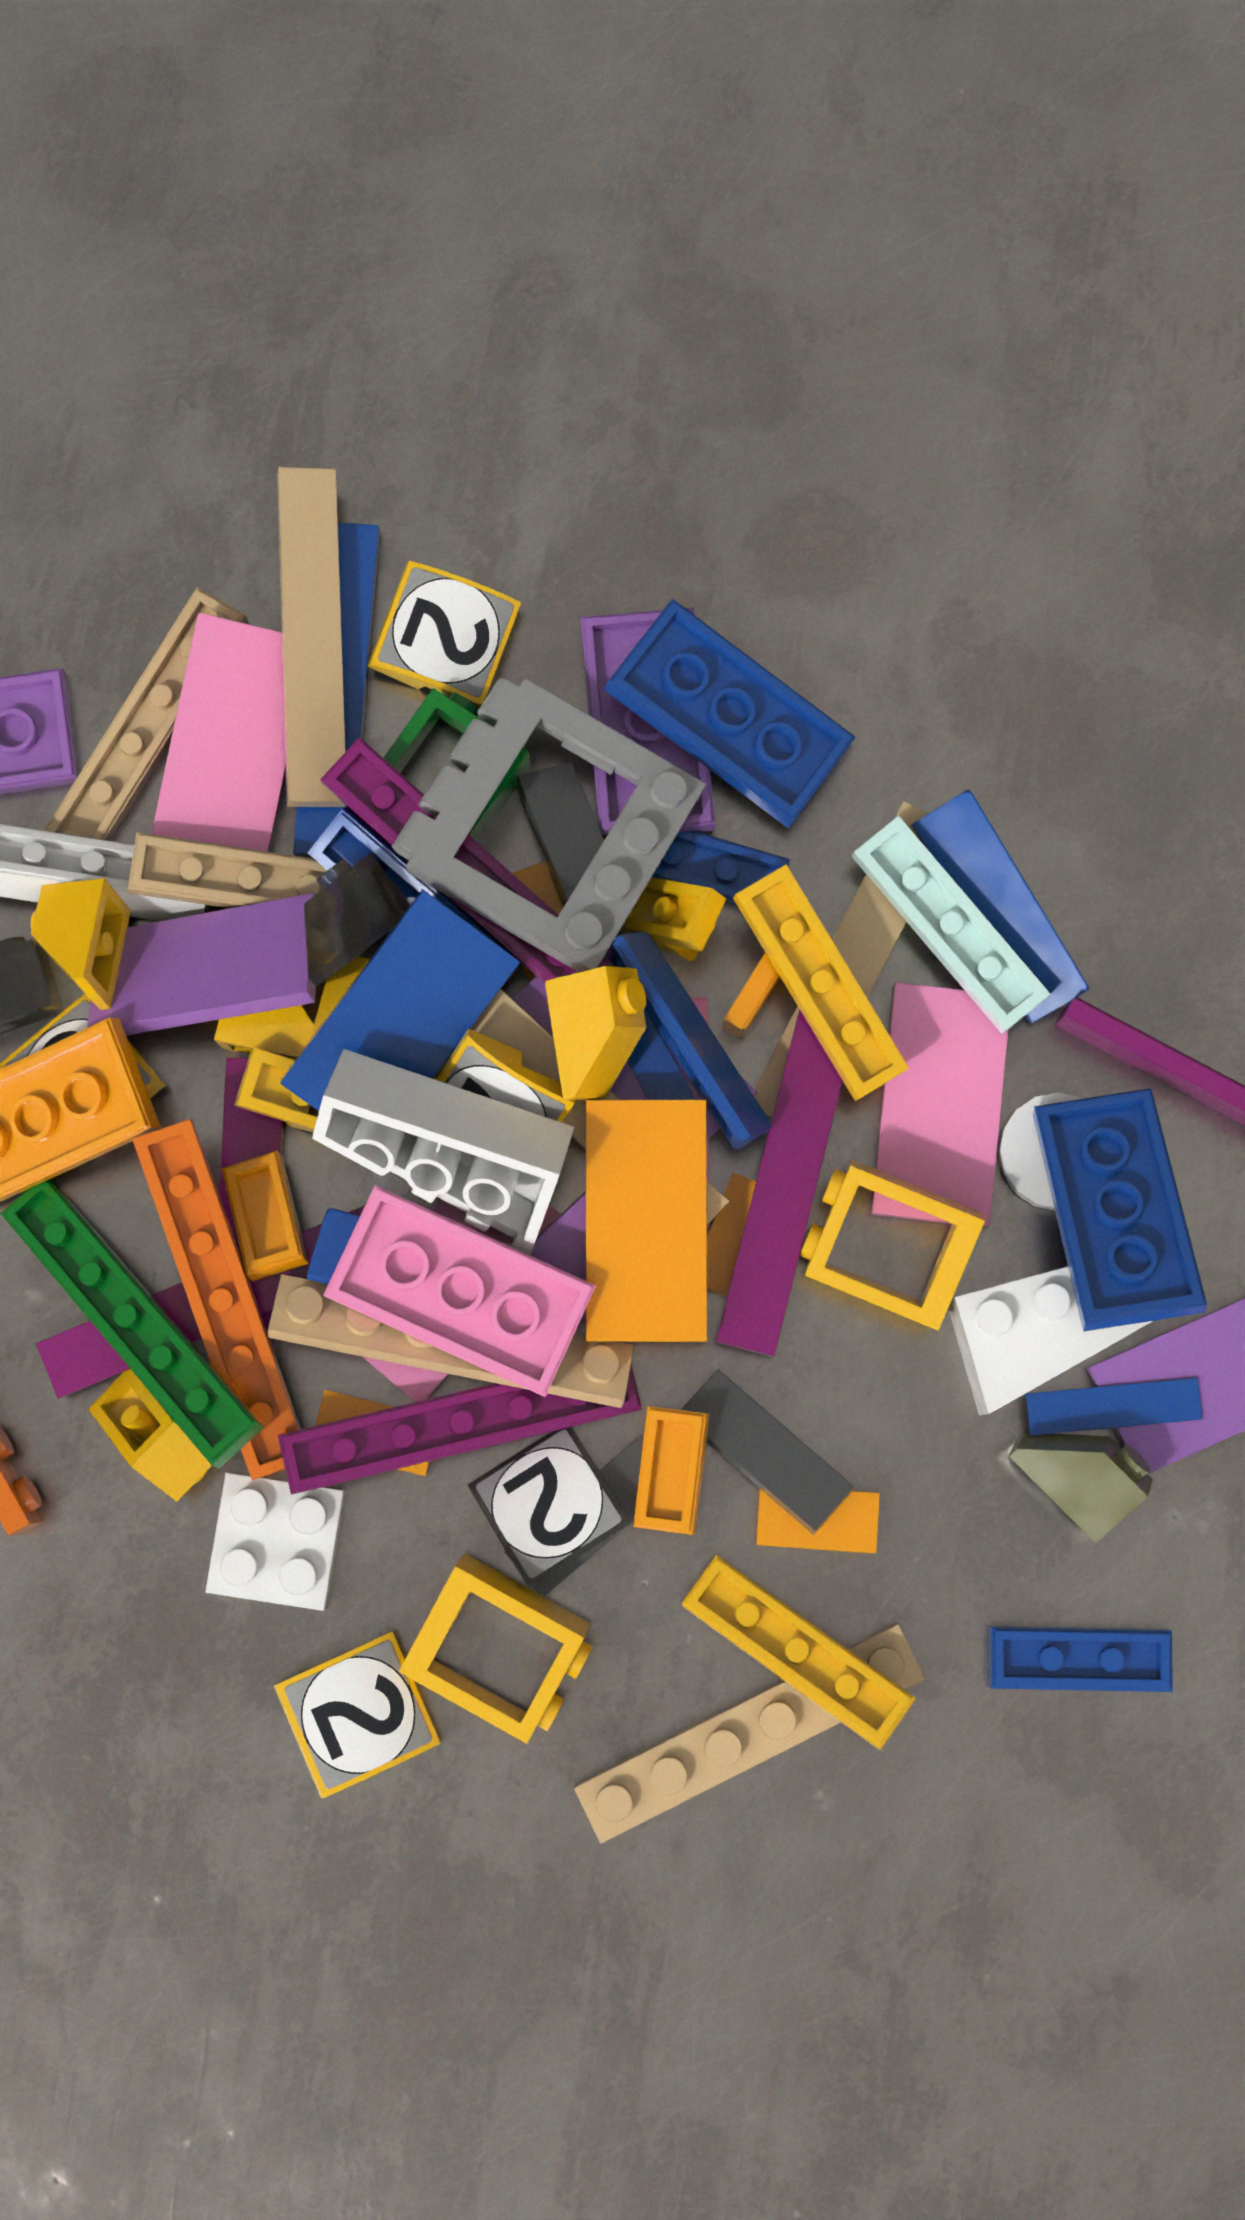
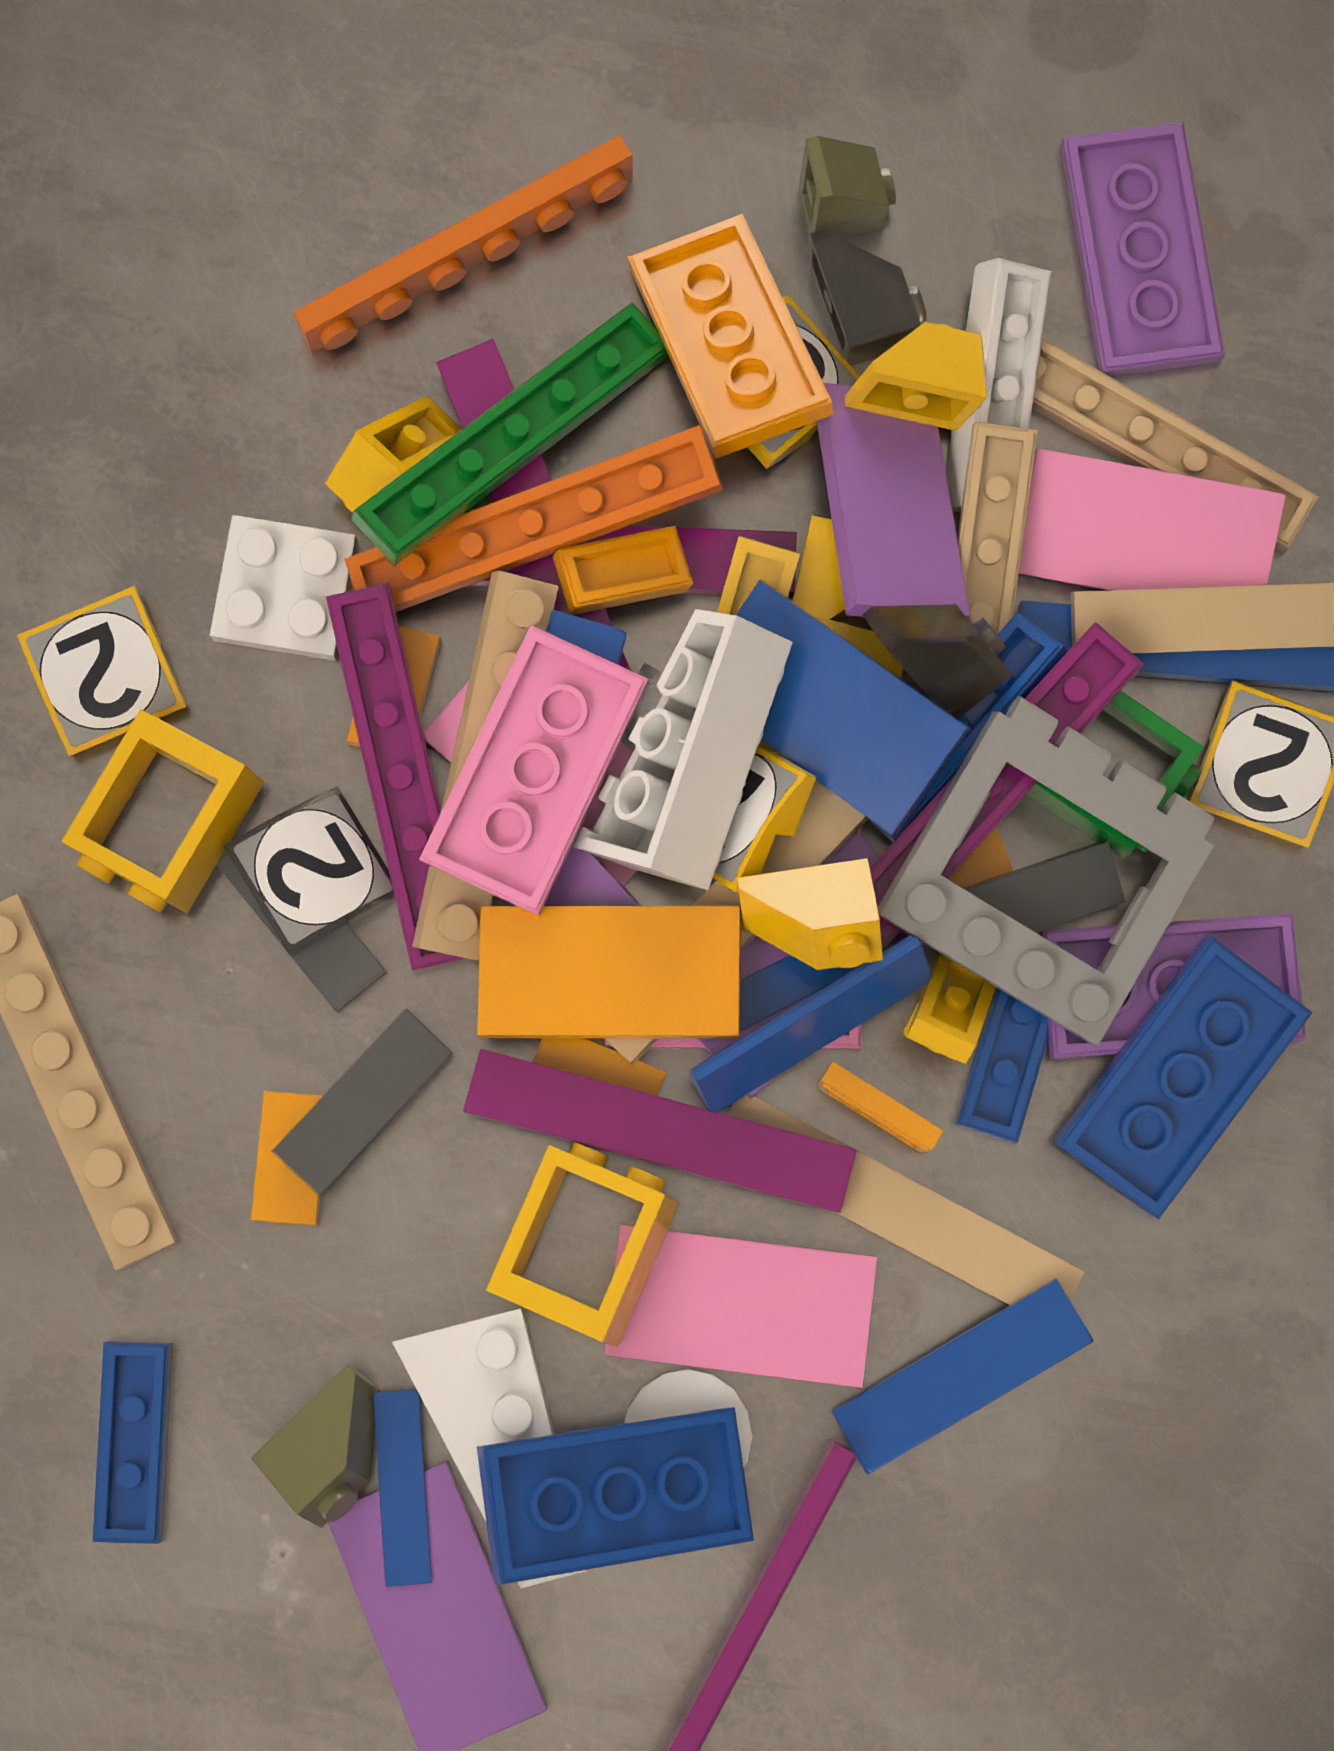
camera: 85 degrees right, 0 degrees up
(671, 1470) = (343, 999): light orange tile -> none
(799, 1652) = (146, 1132): yellow tile -> none
(820, 982) = (870, 1166): yellow plate -> none
(950, 925) = (939, 1318): light aqua plate -> none

